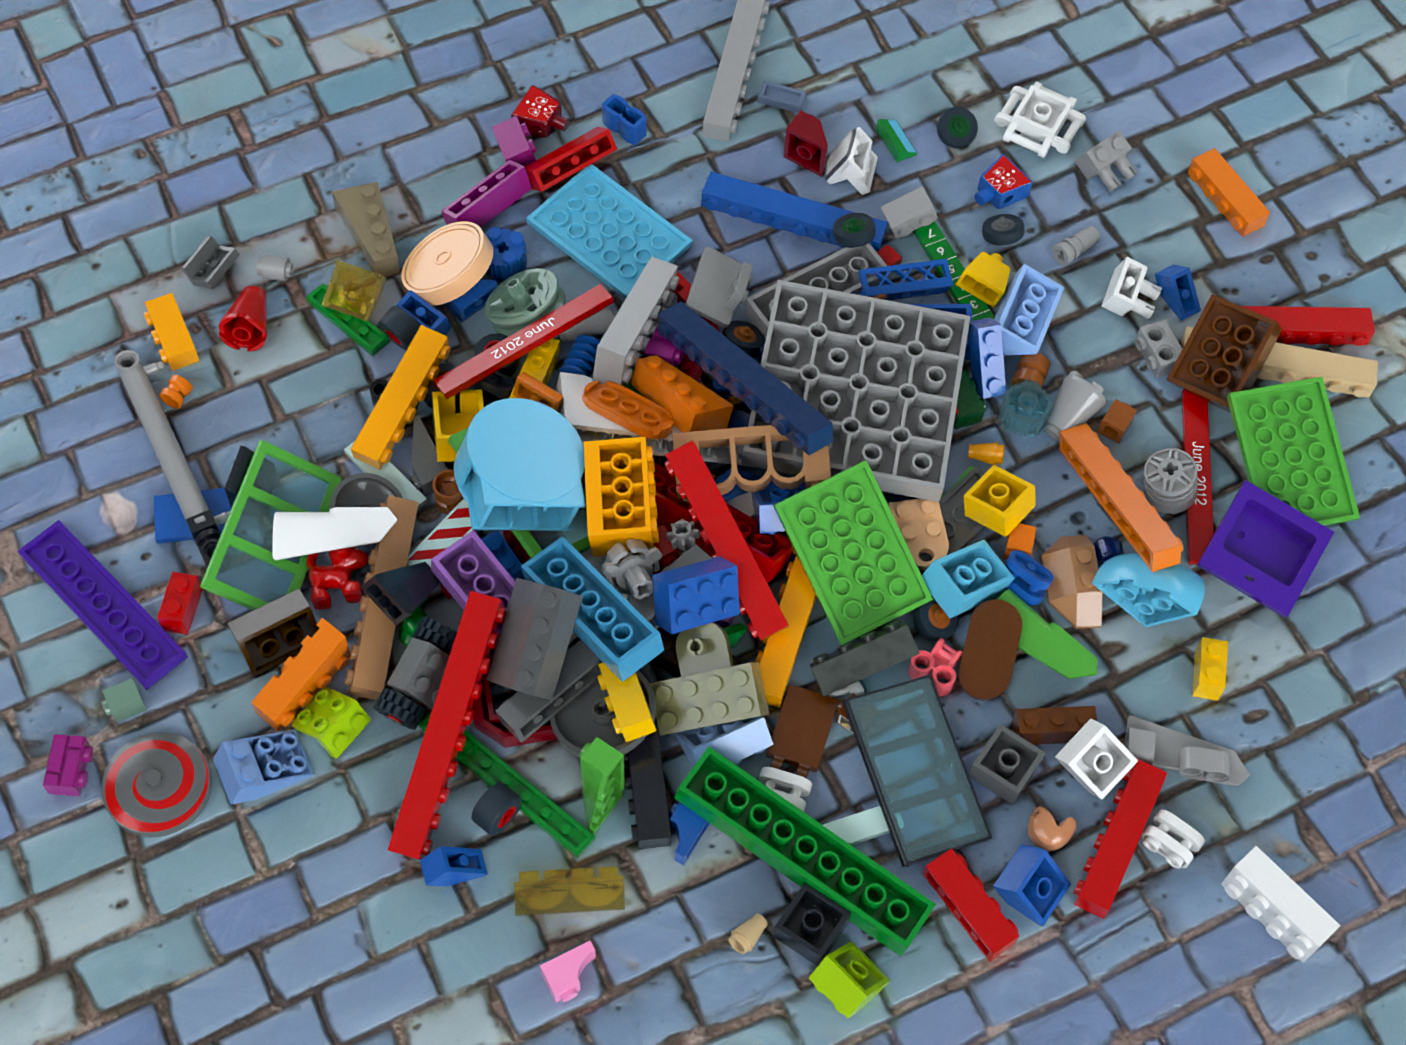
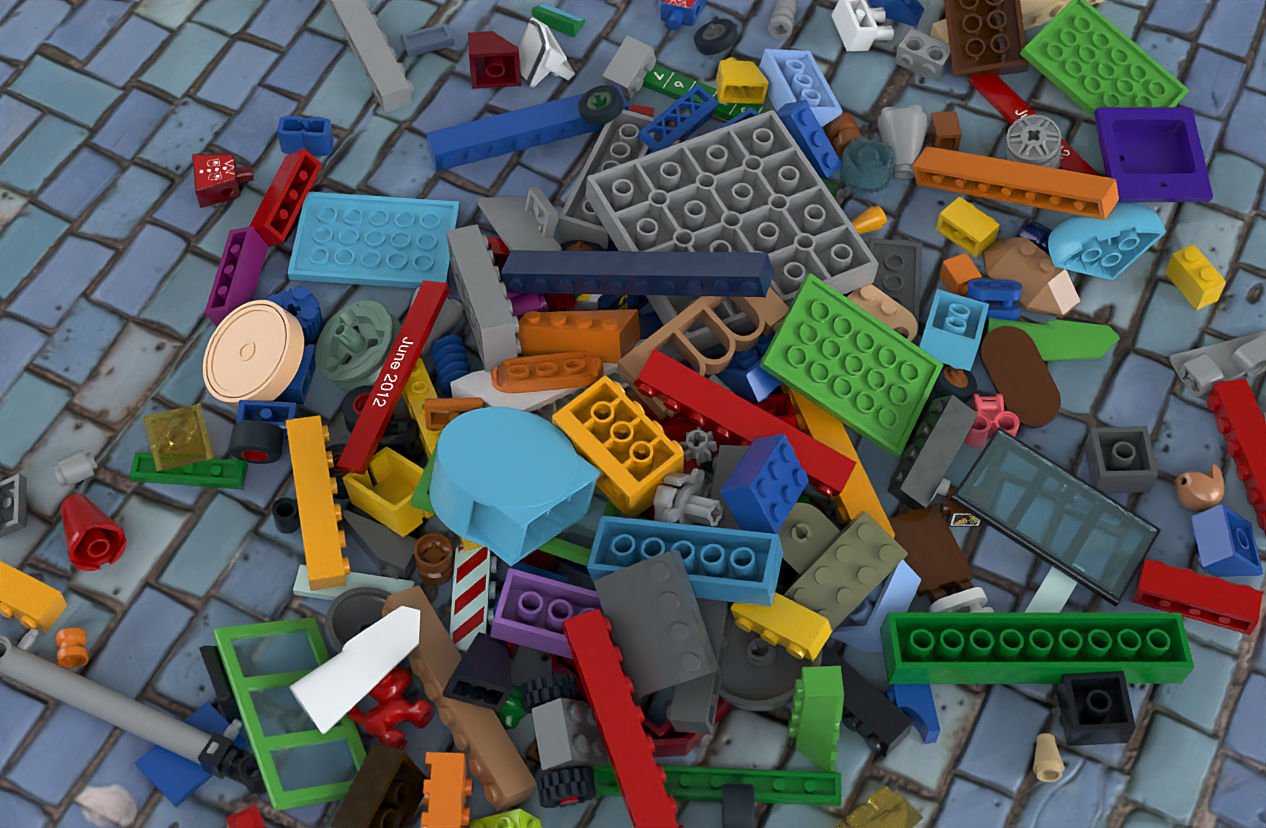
camera: 35 degrees left, 5 degrees down
(368, 223) = (135, 368): dark tan wedge -> none
(513, 141) = (217, 214): magenta brick -> none
(848, 979) = (1165, 734): lime slope -> none
(999, 500) = (923, 248): yellow brick -> none
(1051, 724) = (1126, 399): reddish brown brick -> none
(1063, 508) = (967, 227): none -> yellow brick
(1096, 758) = (1187, 404): white brick -> none

